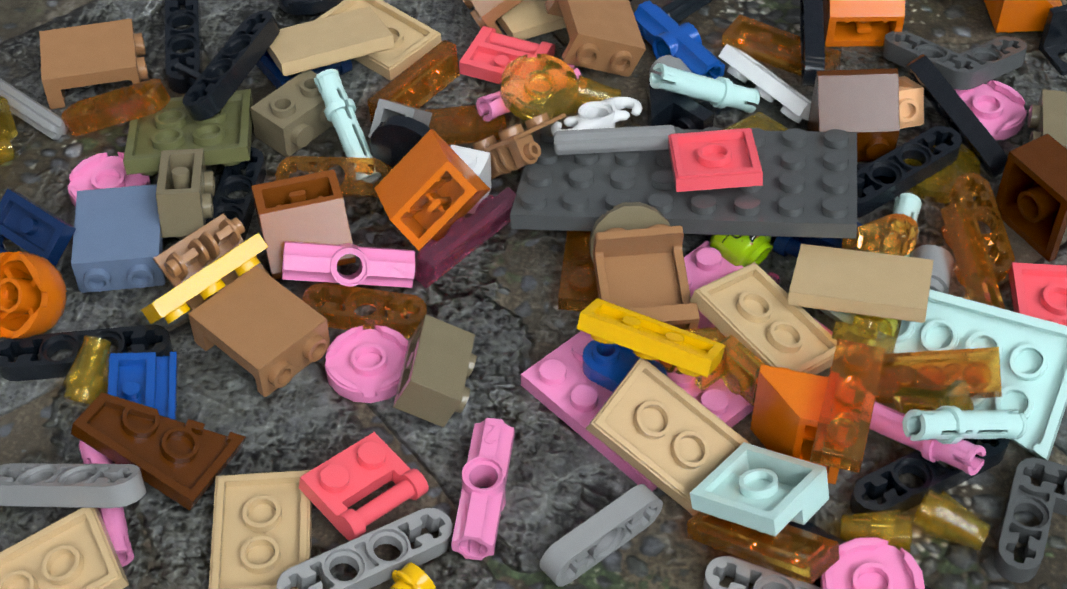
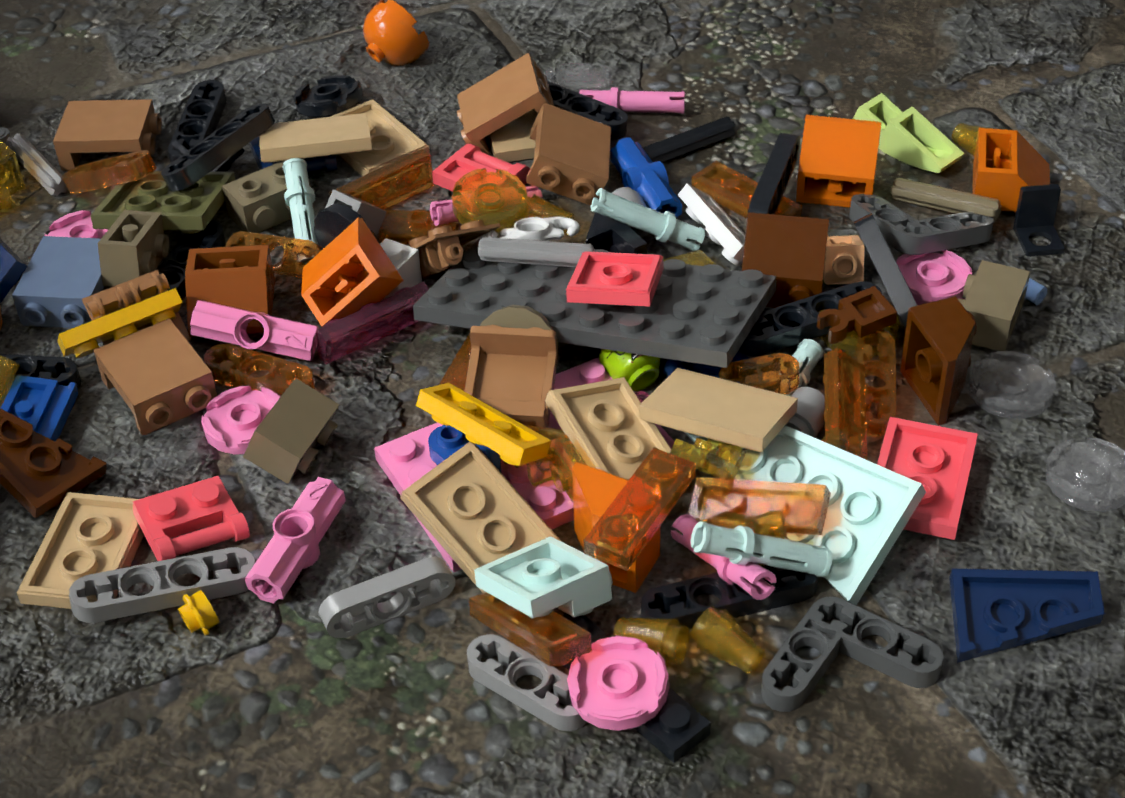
camera: 15 degrees right, 5 degrees down
(953, 159) = (862, 312): none -> reddish brown plate
(969, 26) = (944, 198): none -> dark tan axle

